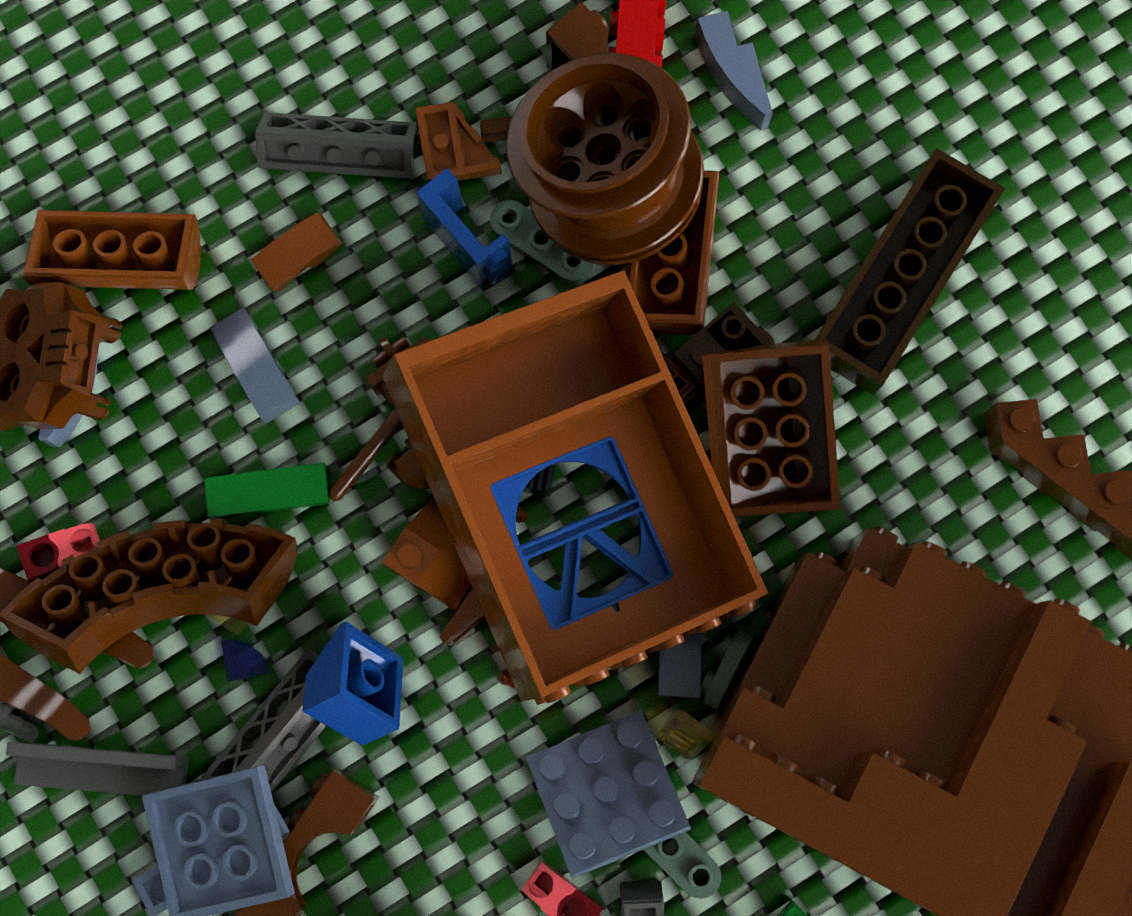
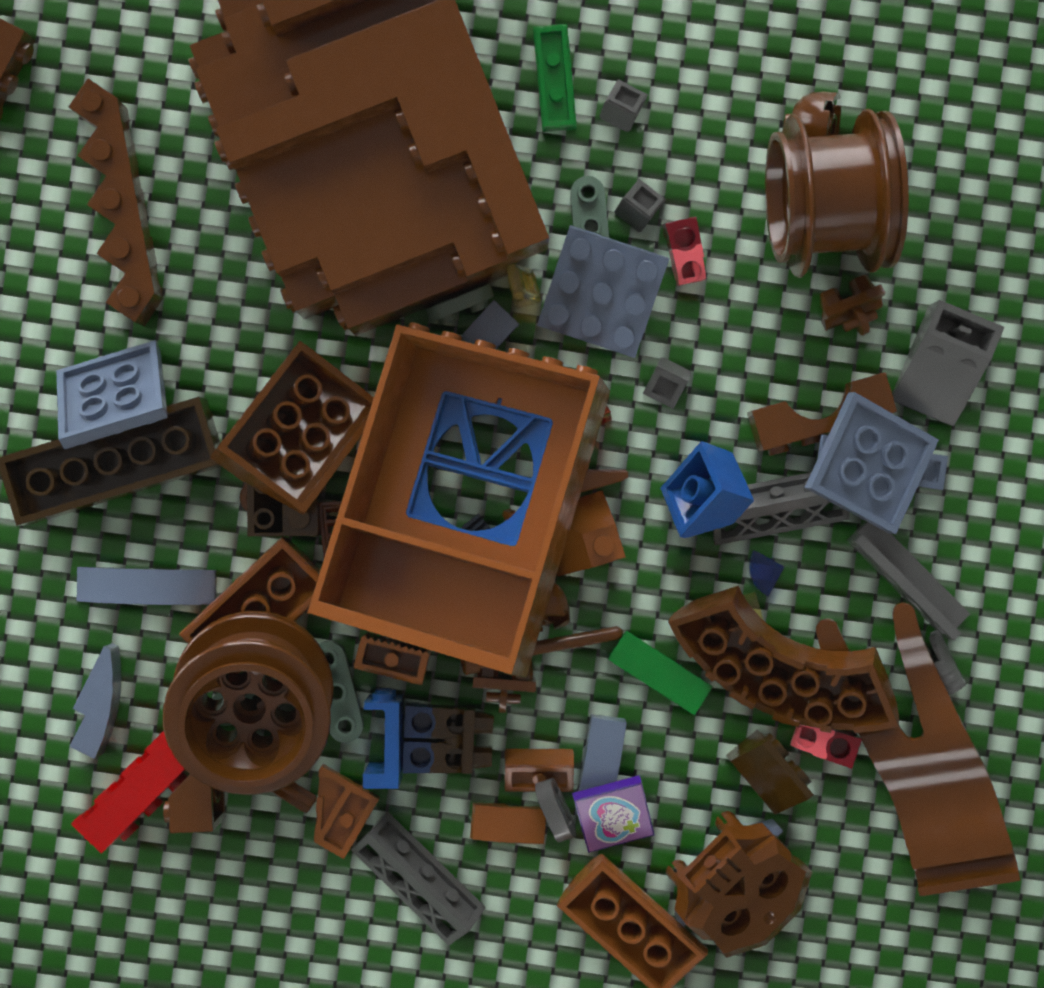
camera: 140 degrees left, 10 degrees up
(91, 481) = (769, 774): none -> dark brown slope
(208, 332) = (613, 813): none -> tile
(263, 294) = (555, 810): none -> dark grey beam
(307, 319) = (531, 766): none -> dark orange slope
(414, 274) = (454, 743): none -> dark brown hips
(476, 761) = (667, 382): none -> dark grey slope
(514, 295) = (392, 658): none -> dark orange brick
(780, 195) = (146, 586): none -> sand blue slope
(959, 323) = (110, 394): none -> sand blue plate

